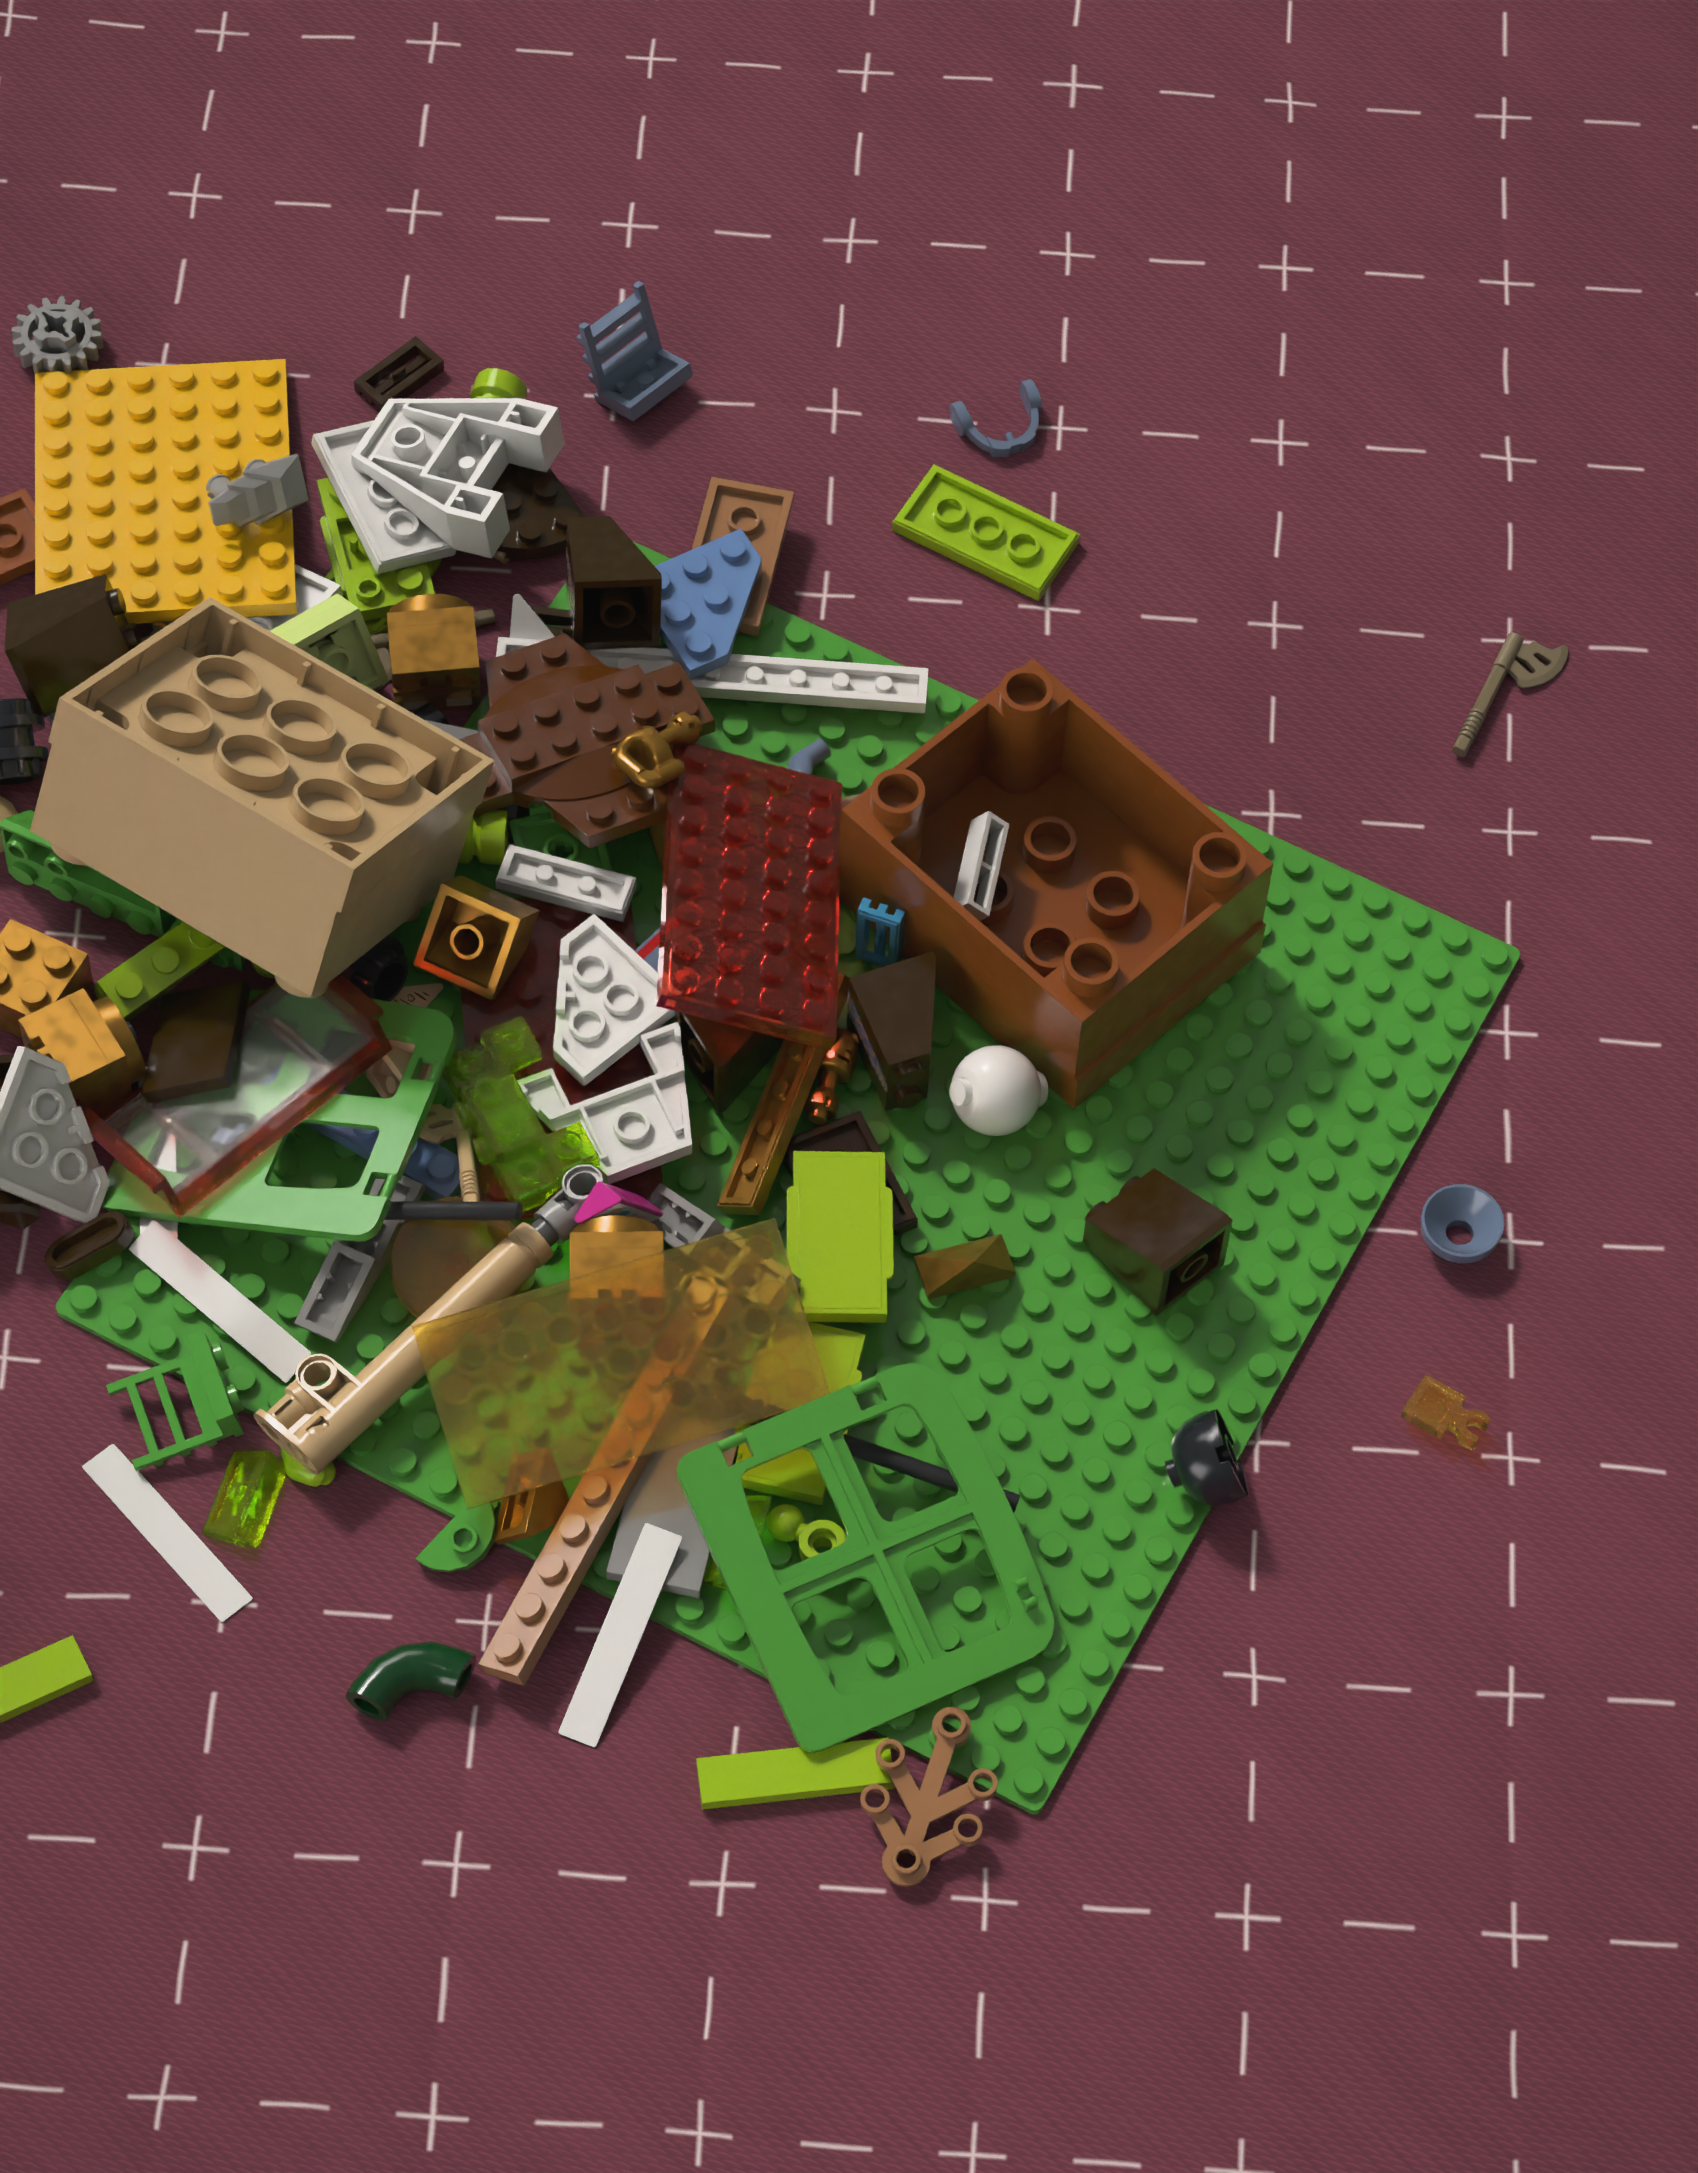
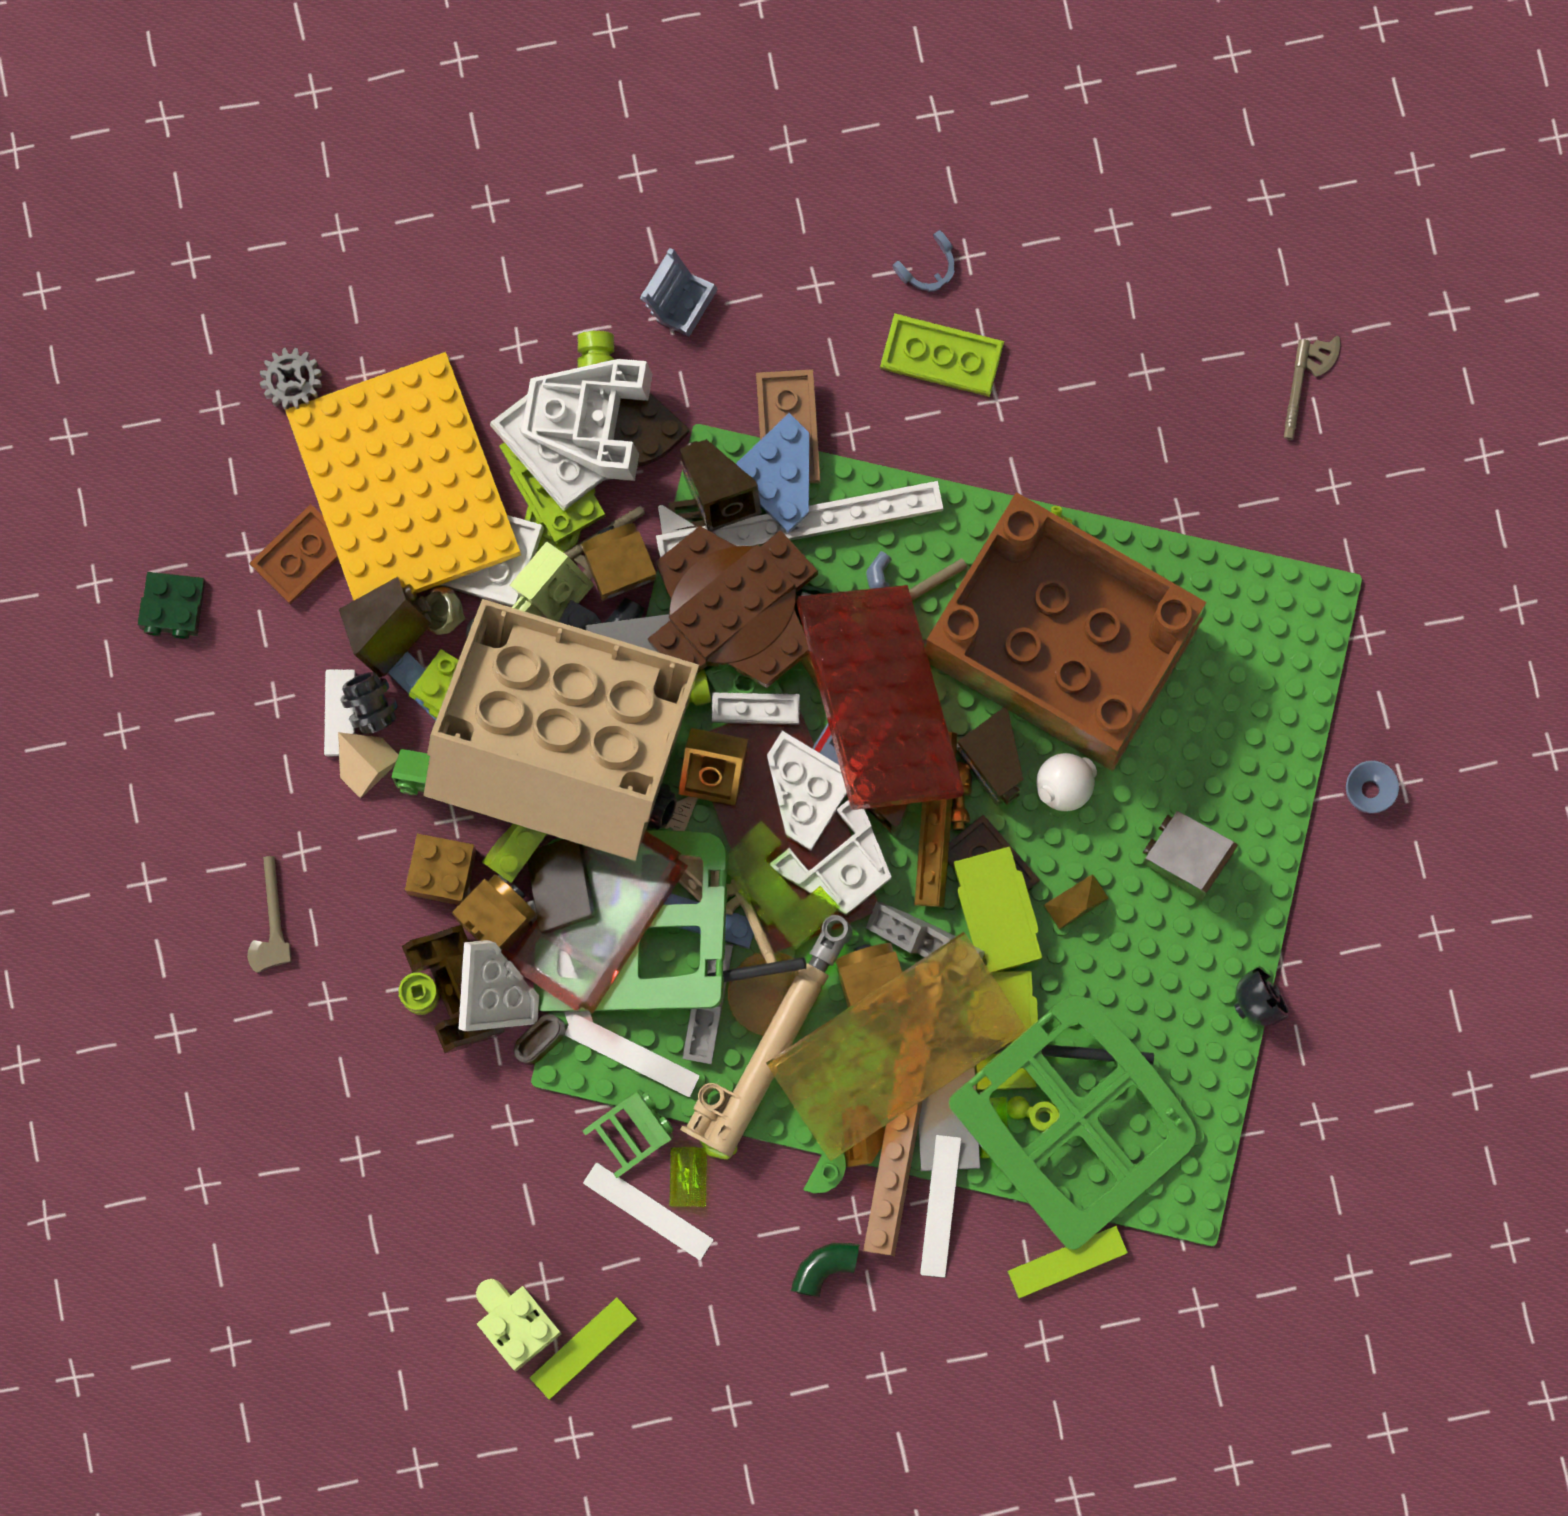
camera: 10 degrees left, 20 degrees up
(259, 494) = (475, 480): light grey connector -> none
(404, 379) = (511, 362): dark brown tile -> none
(611, 1200) = (859, 933): dark pink slope -> none
(647, 753) = (787, 613): pearl gold piece -> none
(883, 920) = (963, 690): dark azure tile -> none
(926, 1805) = (1150, 1263): medium nougat plant -> none
(974, 871) = (1017, 639): white piece -> none
(1439, 1409) = (1386, 917): clear yellow plate -> none

